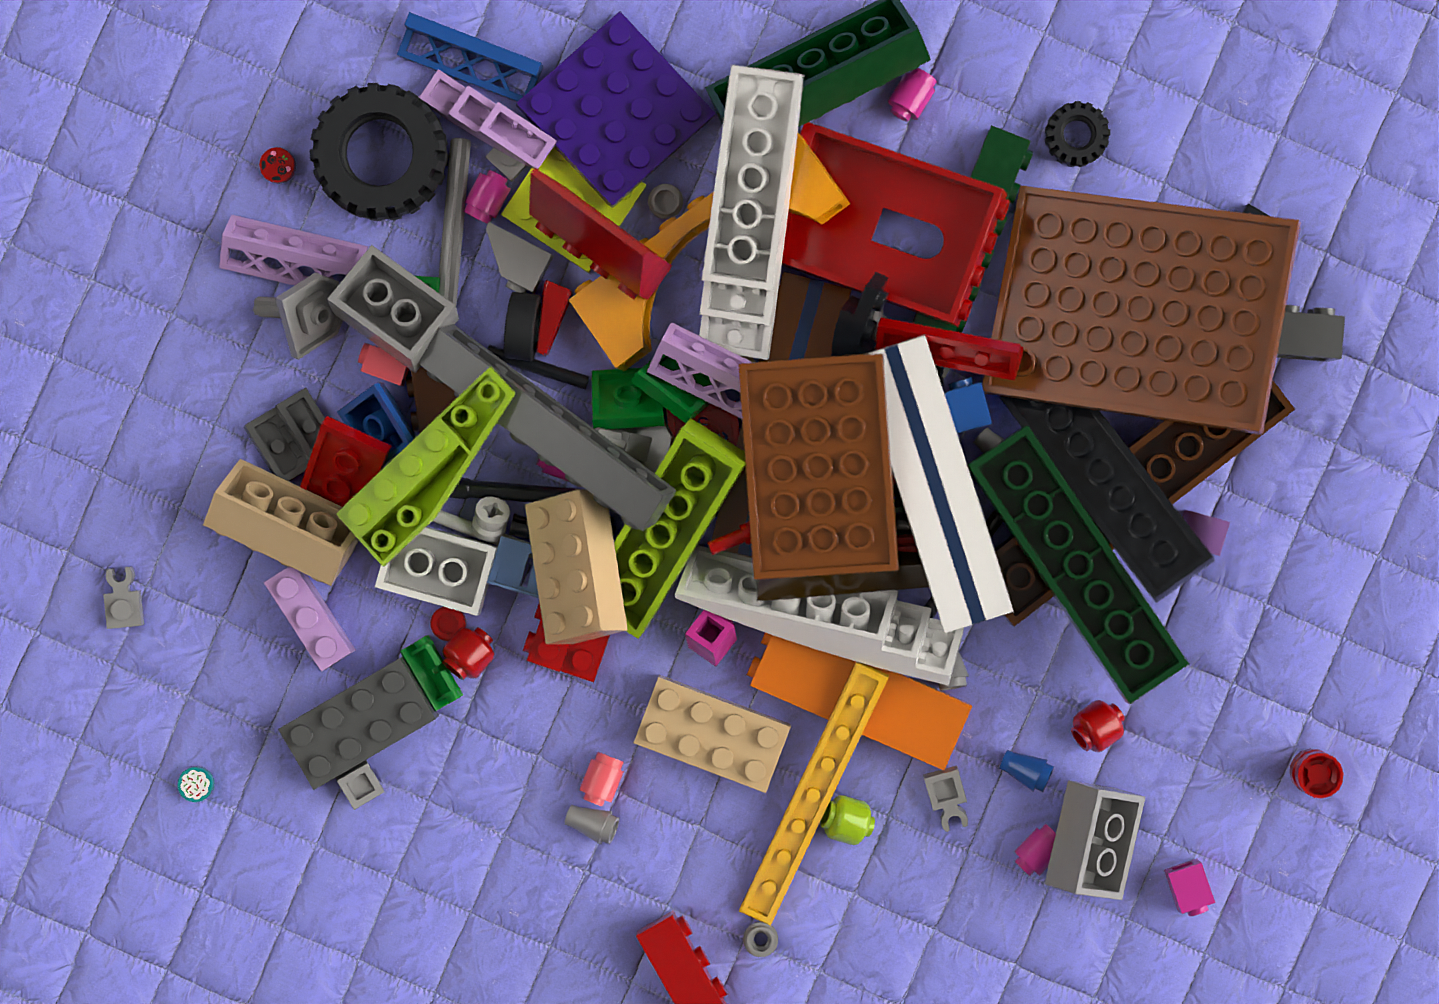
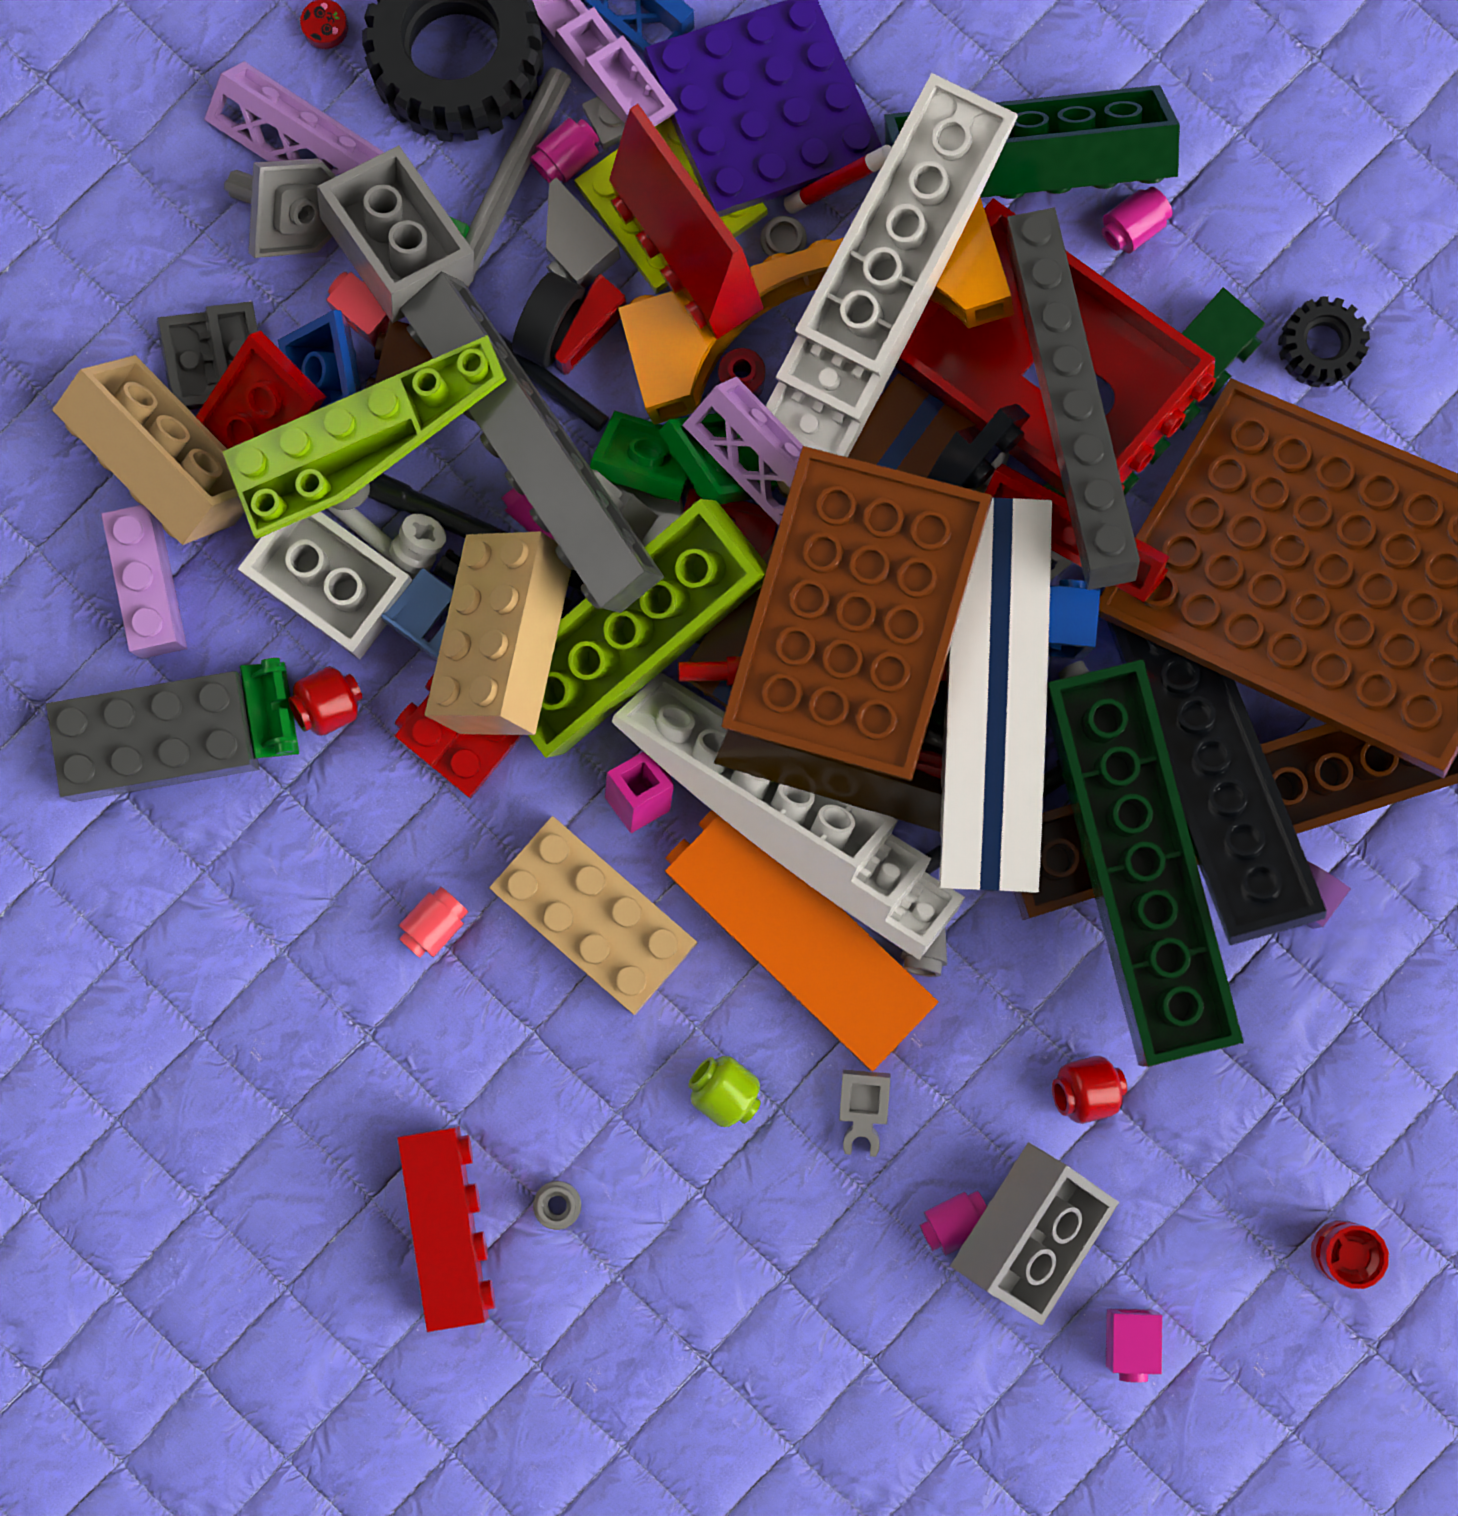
camera: 10 degrees right, 5 degrees down
(360, 784) = (124, 816): light grey plate -> none
(447, 622) = (314, 653): red tile -> none
(593, 823) = (400, 976): light grey cone -> none
(673, 302) = (743, 360): none -> dark red brick
(690, 151) = (836, 180): none -> red bar
(813, 792) = (695, 1039): yellow tile -> none
(912, 257) = (1072, 400): none -> dark grey brick
(1028, 770) = (979, 1113): blue cone -> none

